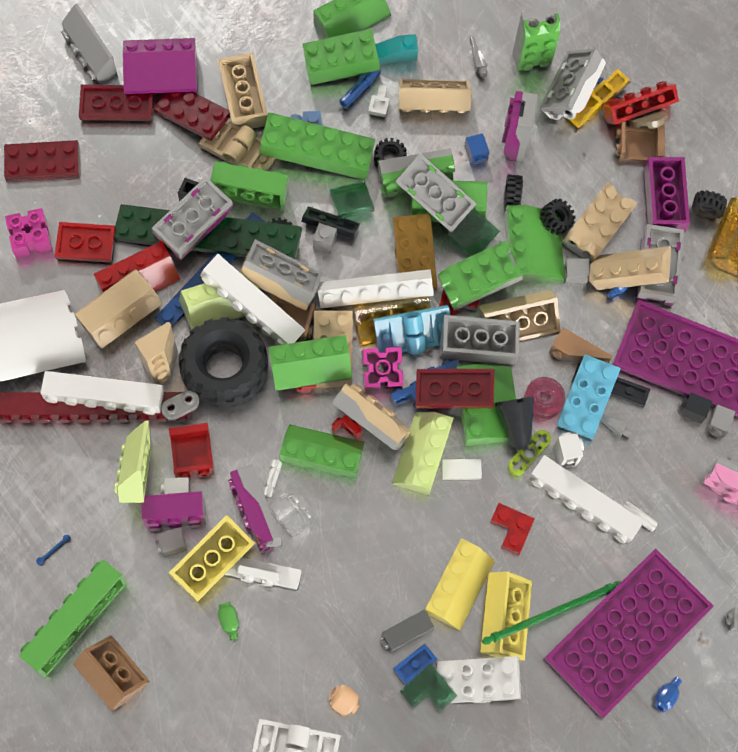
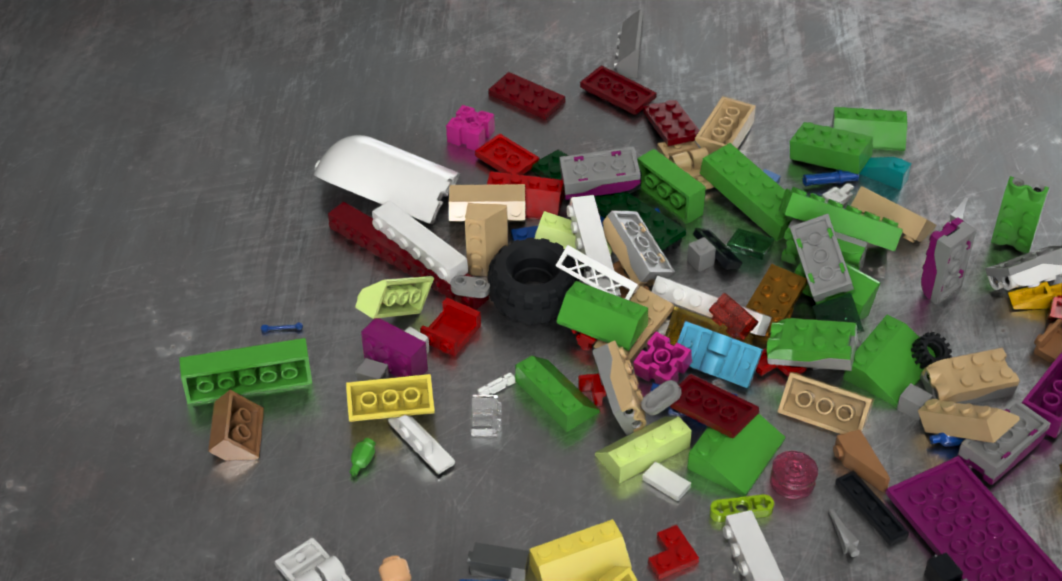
camera: 45 degrees right, 25 degrees down
(159, 65) = (674, 81): magenta slope -> none
(256, 510) = (456, 390): piece -> none
(276, 322) = (596, 267): none -> white fence
(411, 137) = (844, 220): none -> bright green brick
(412, 296) = (733, 316): none -> clear red brick
(414, 407) = (661, 397): none -> light grey tile
(476, 149) = (898, 269): blue brick -> none
(479, 340) = (779, 397): light grey slope -> none
(513, 190) = (905, 308): black tyre -> none
(517, 420) = (749, 465): black cone -> none
(568, 450) = (778, 520): white brick -> none
(588, 397) = (837, 496): medium azure plate -> none

